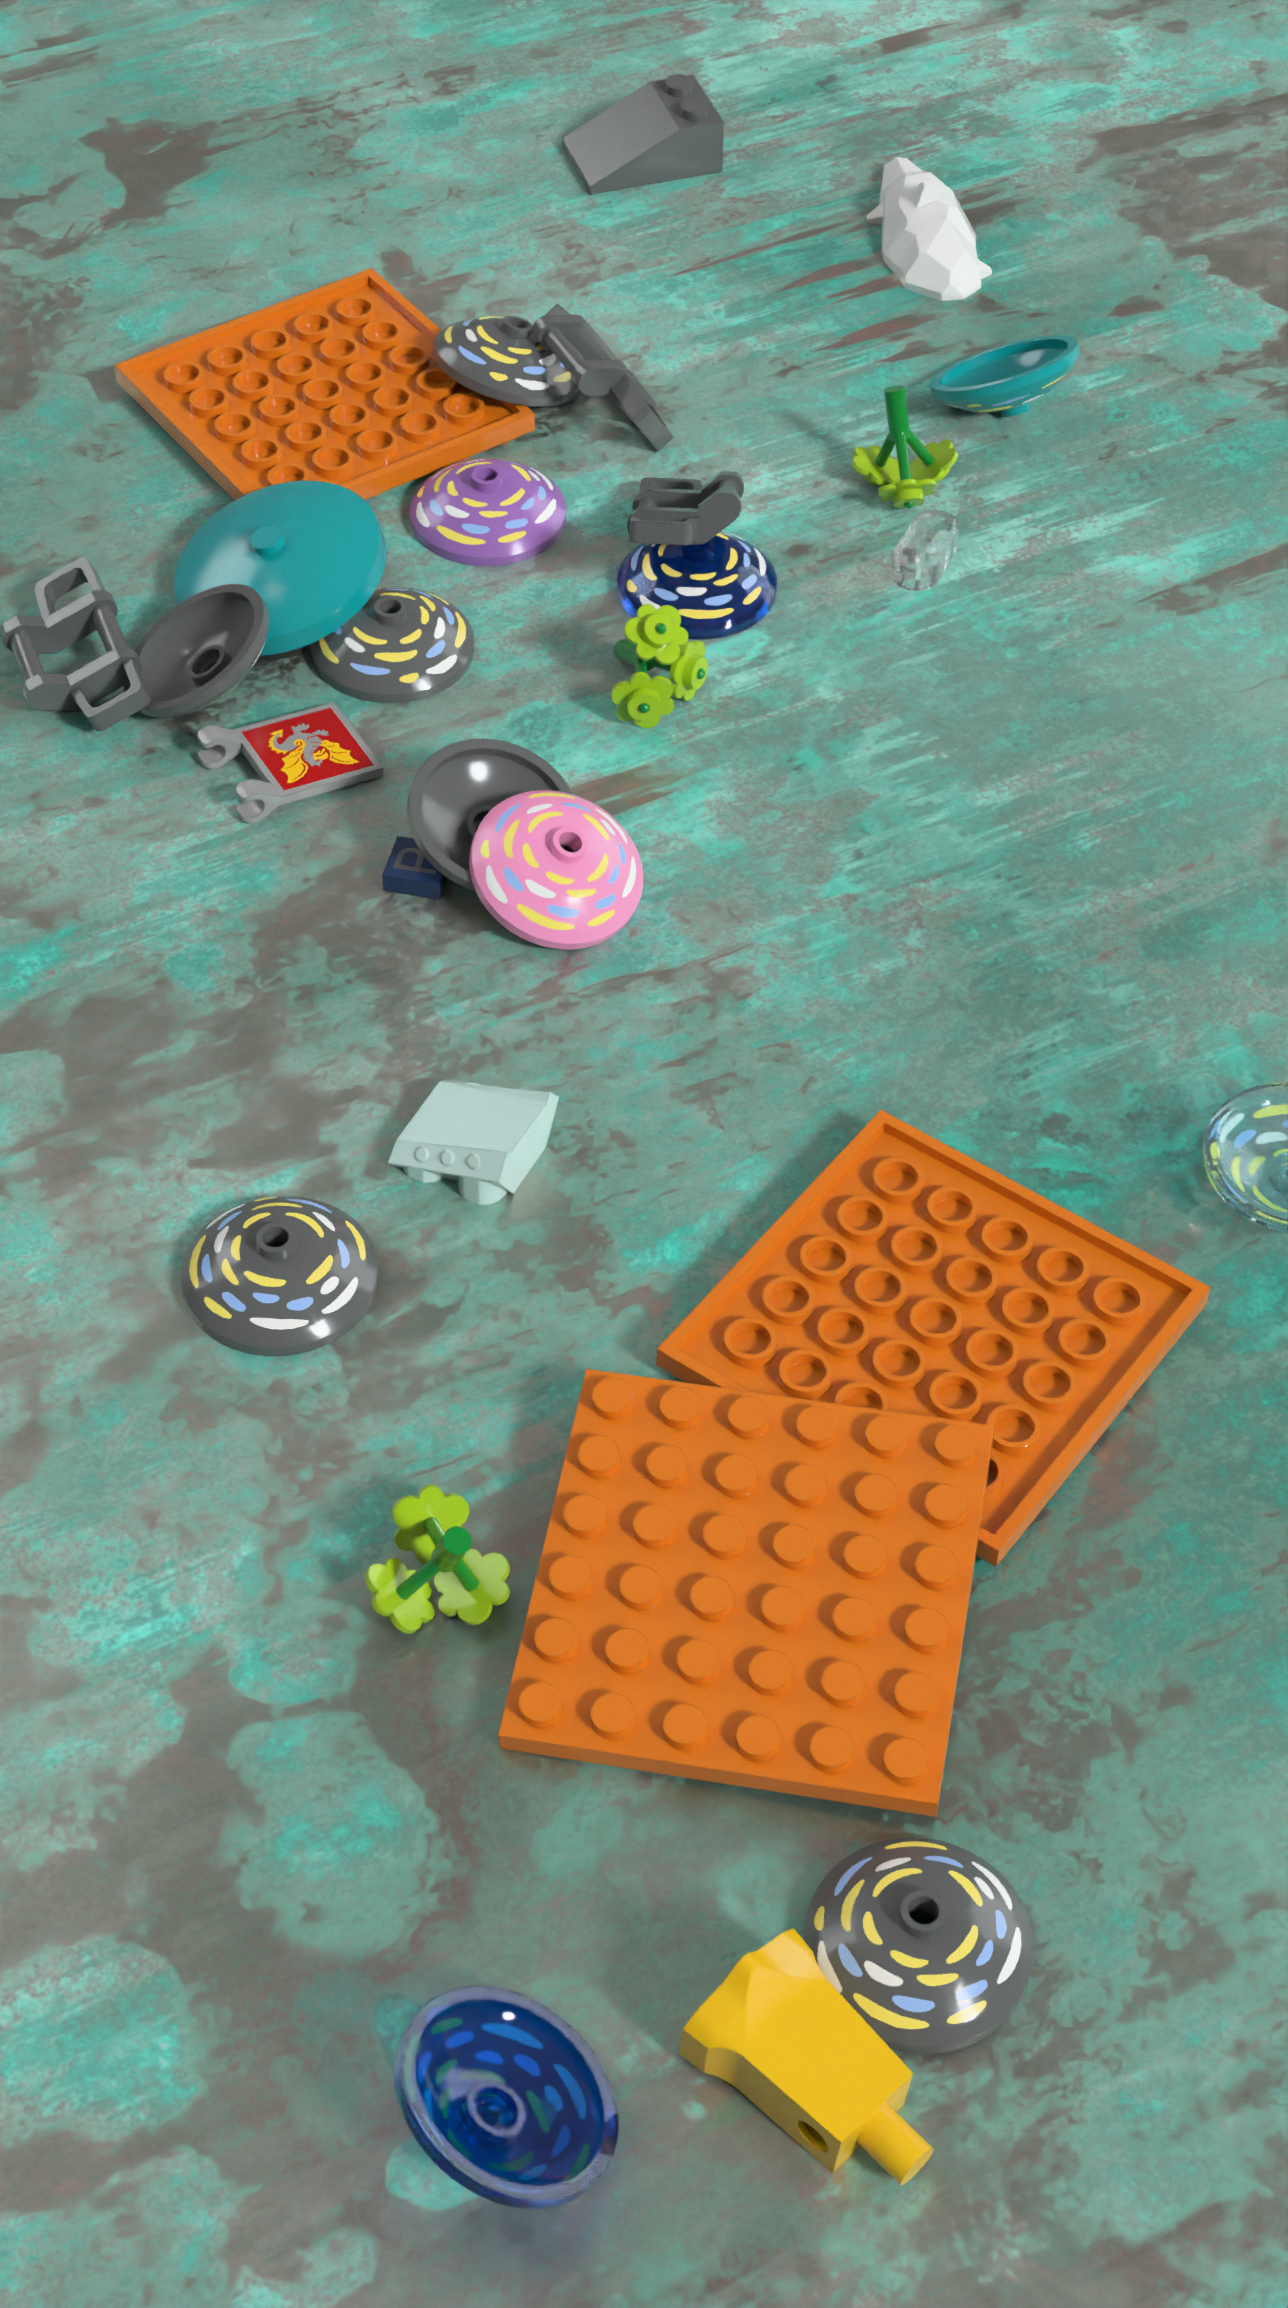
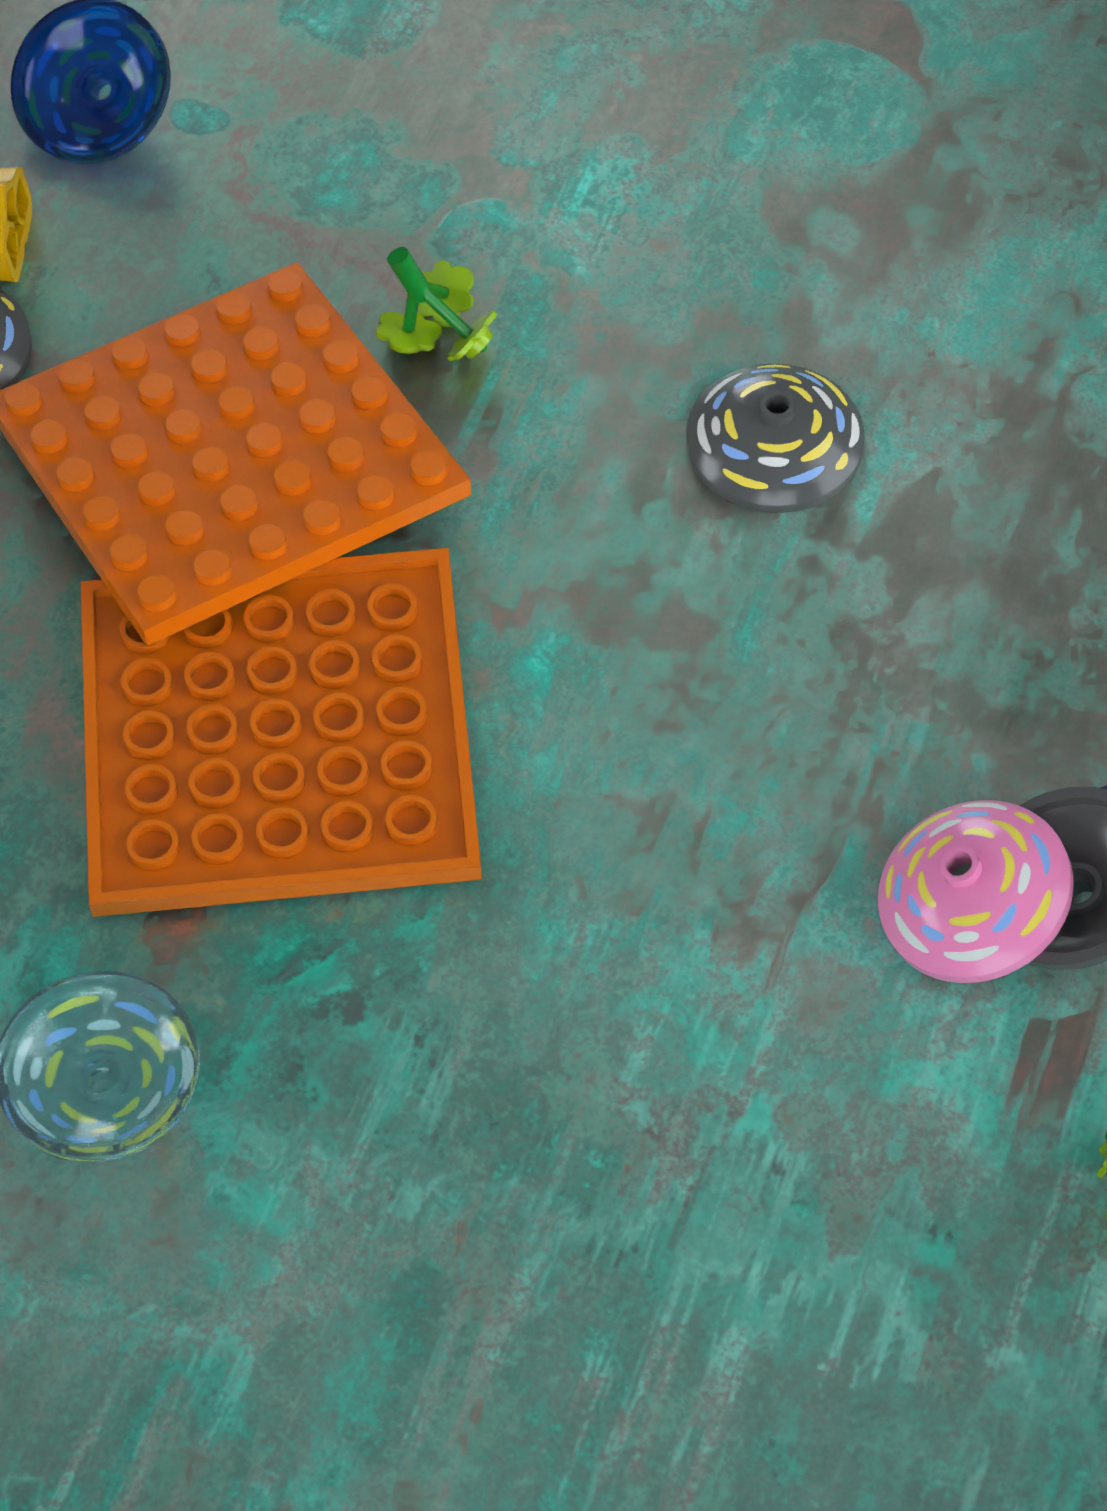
camera: 140 degrees right, 10 degrees up
(476, 1137) = (763, 625): light aqua slope -> none

